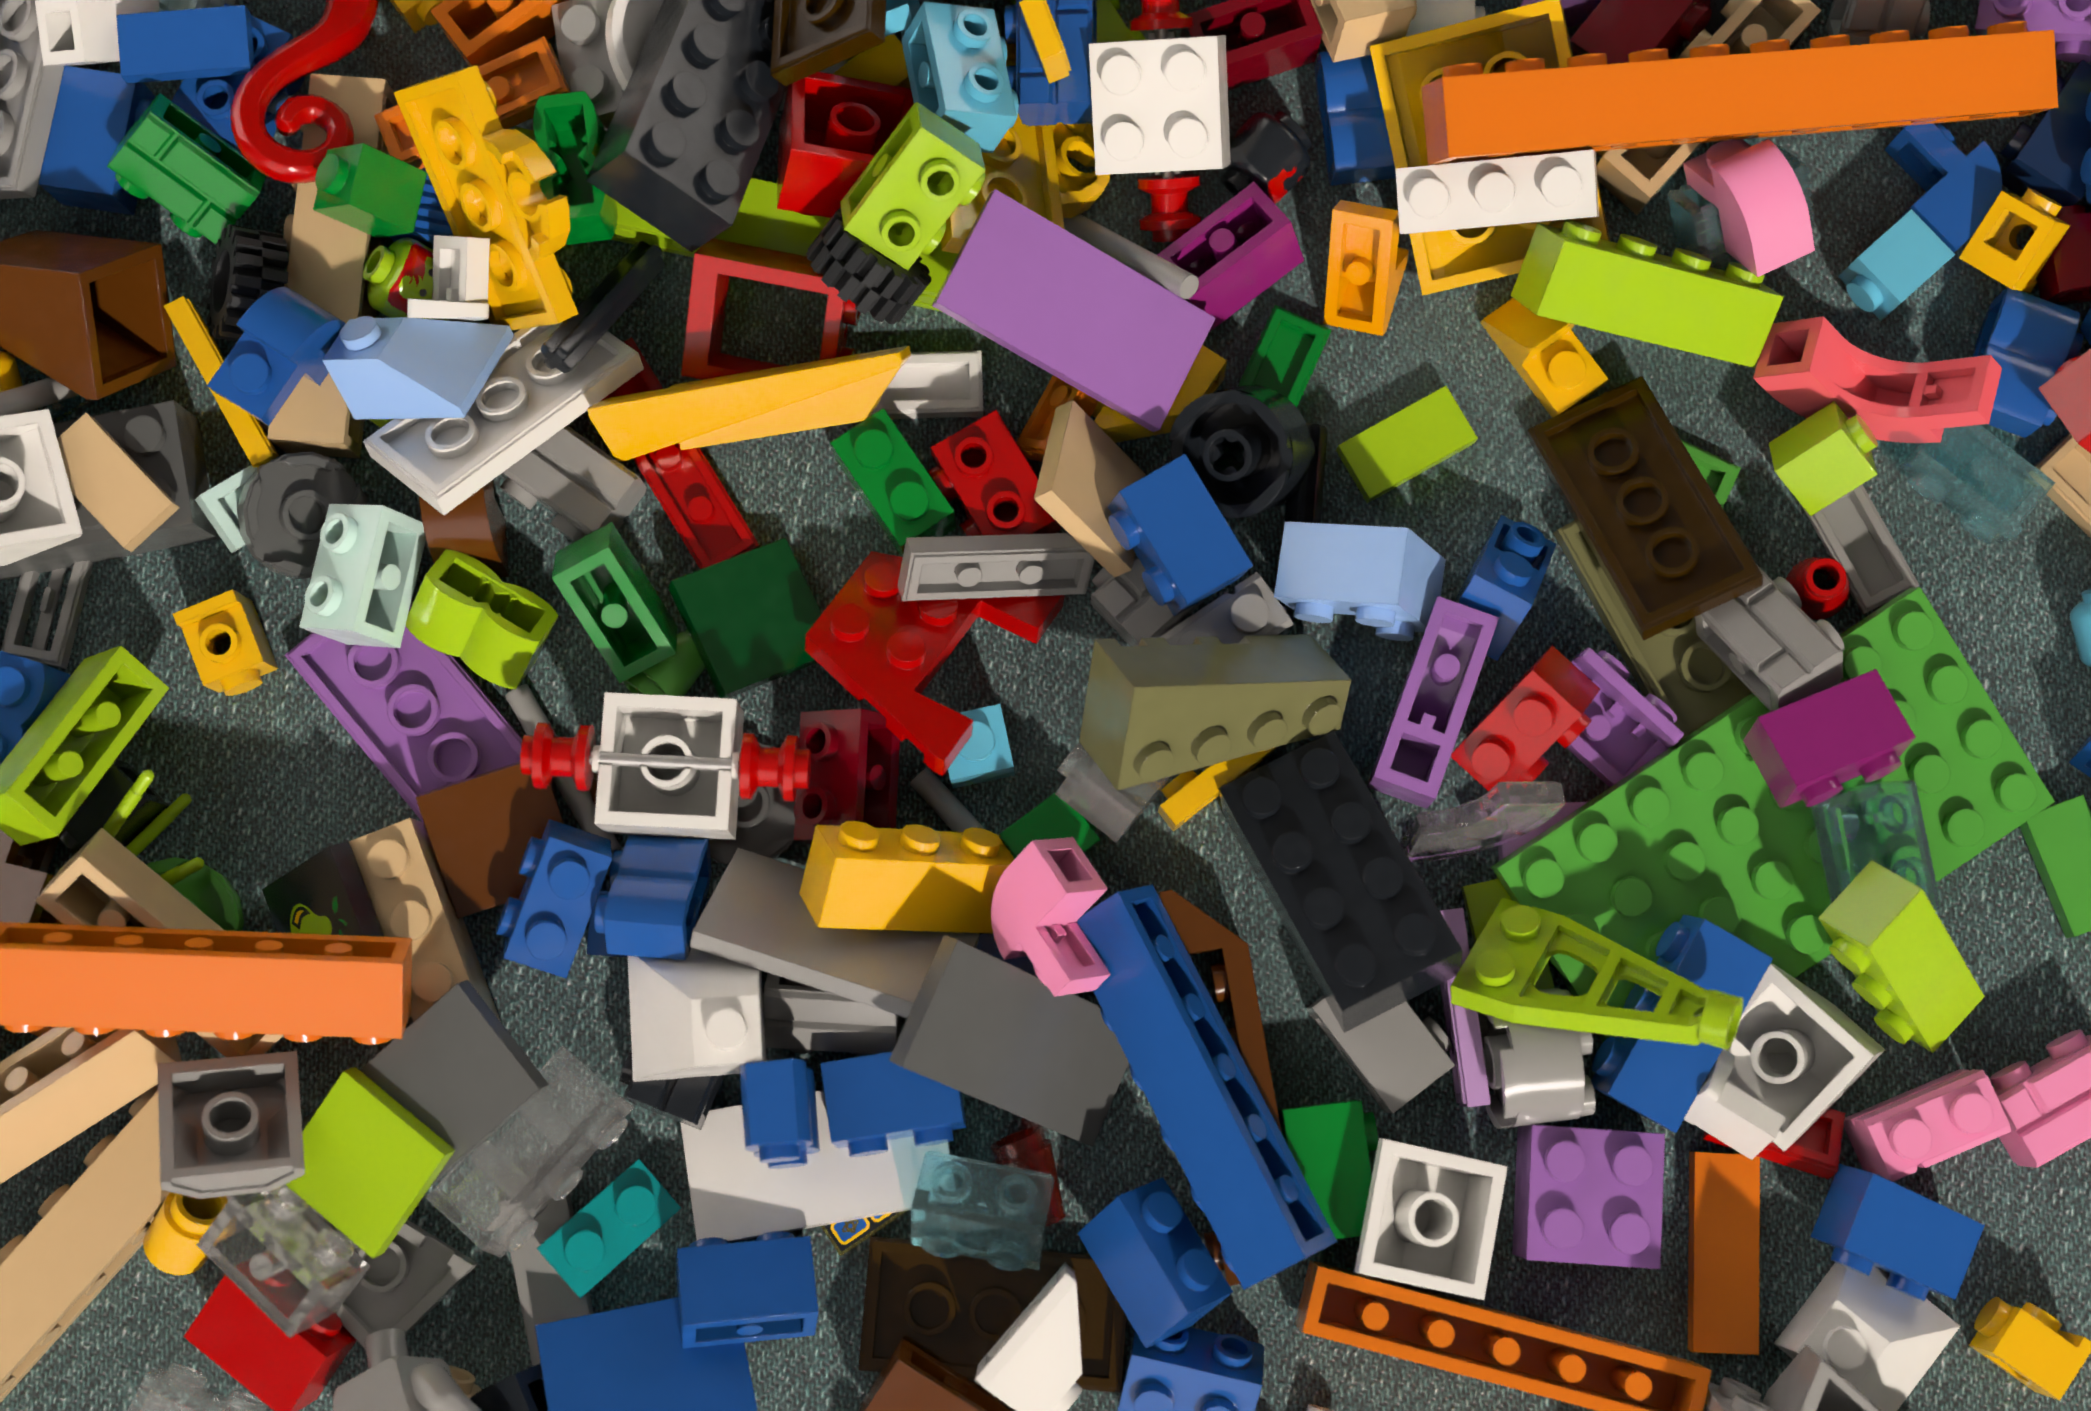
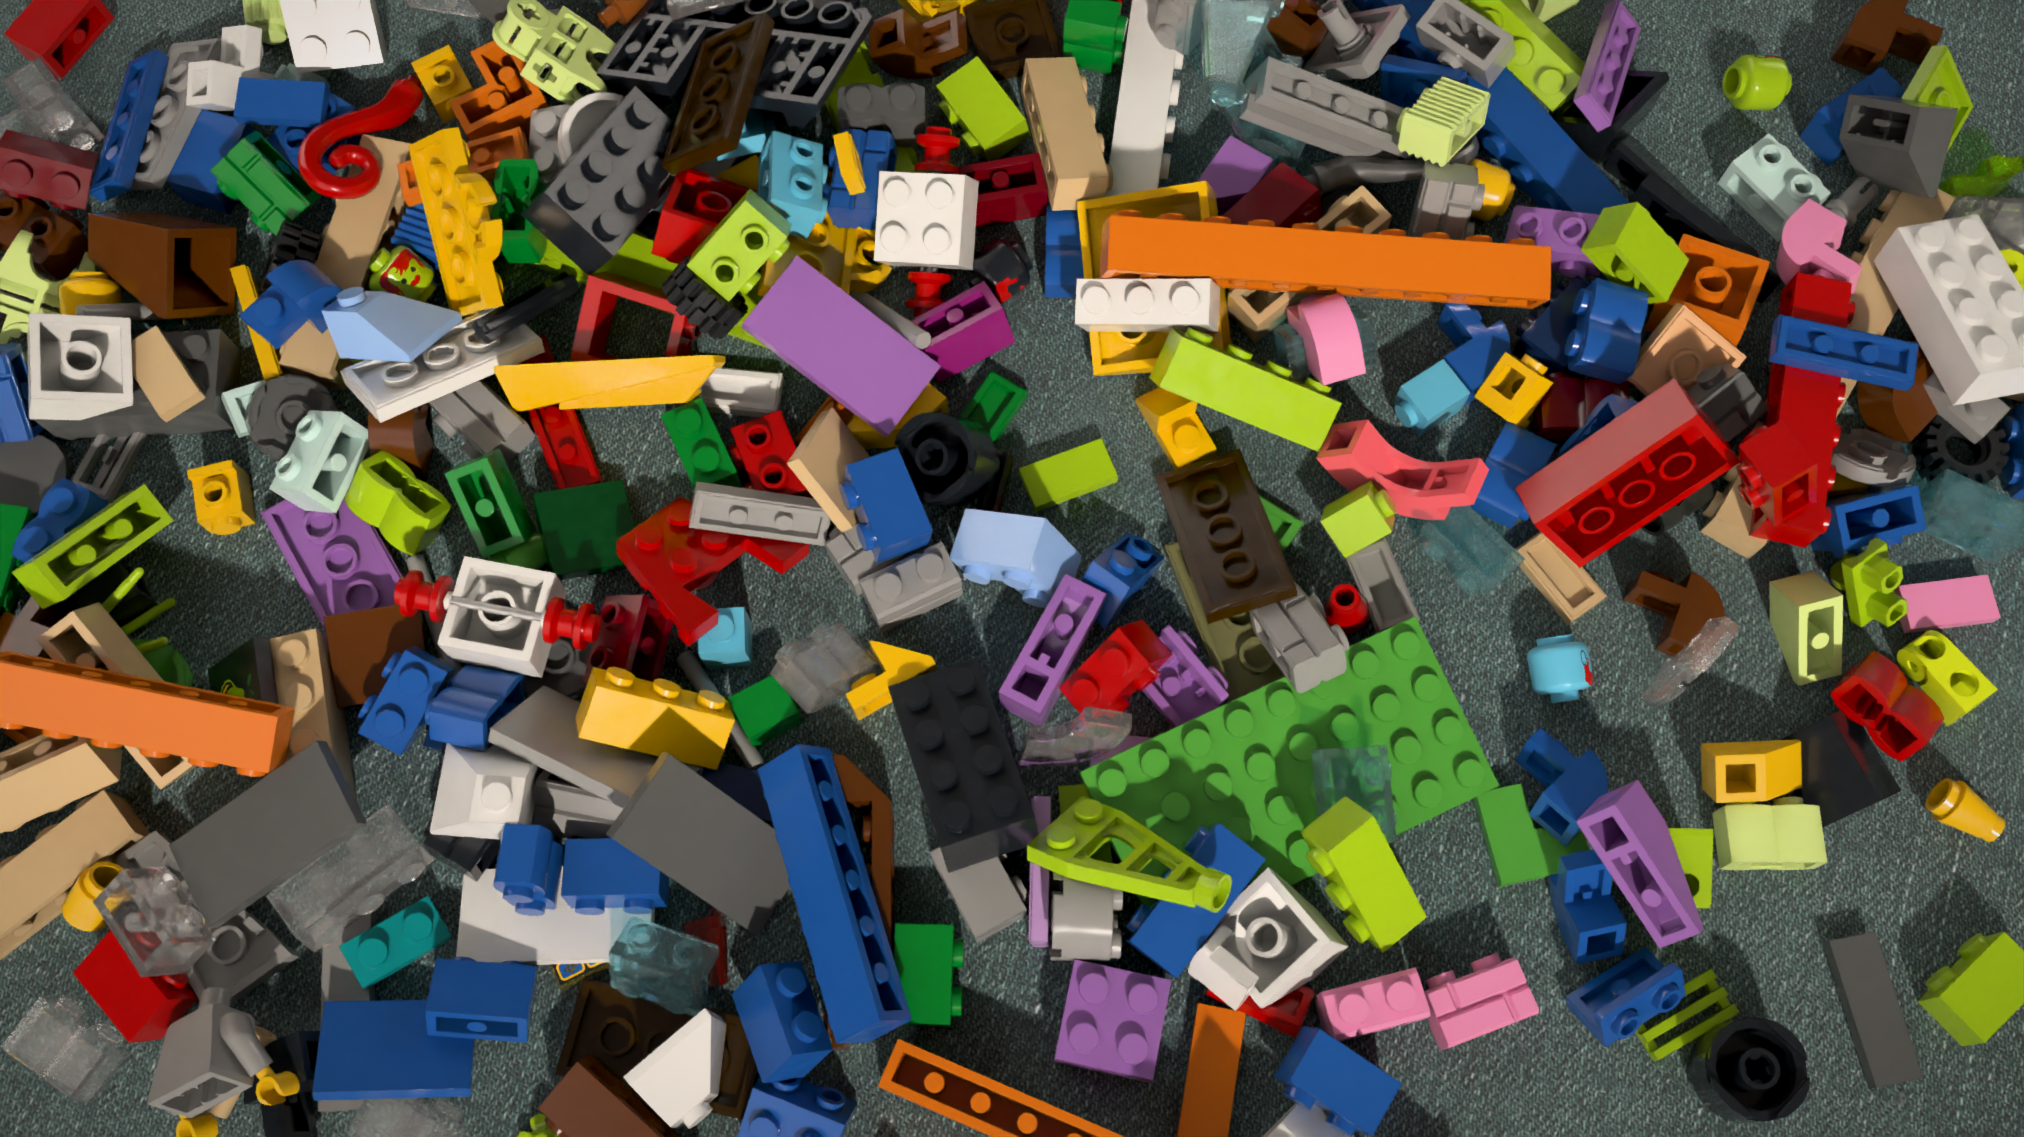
camera: 10 degrees right, 10 degrees down
(230, 1125) = (135, 819): light grey slope -> none
(367, 1162) = (226, 862): lime tile -> none
(369, 190) = (380, 208): green brick -> none
(458, 280) = (429, 275): white tile -> none
(1038, 913) = (740, 752): bright pink brick -> none
(1204, 703) = (881, 621): olive wedge -> none
(1363, 267) = (1054, 350): light orange slope -> none
(1431, 1219) = (986, 1018): white slope -> none
(1829, 740) = (1328, 708): magenta brick -> none

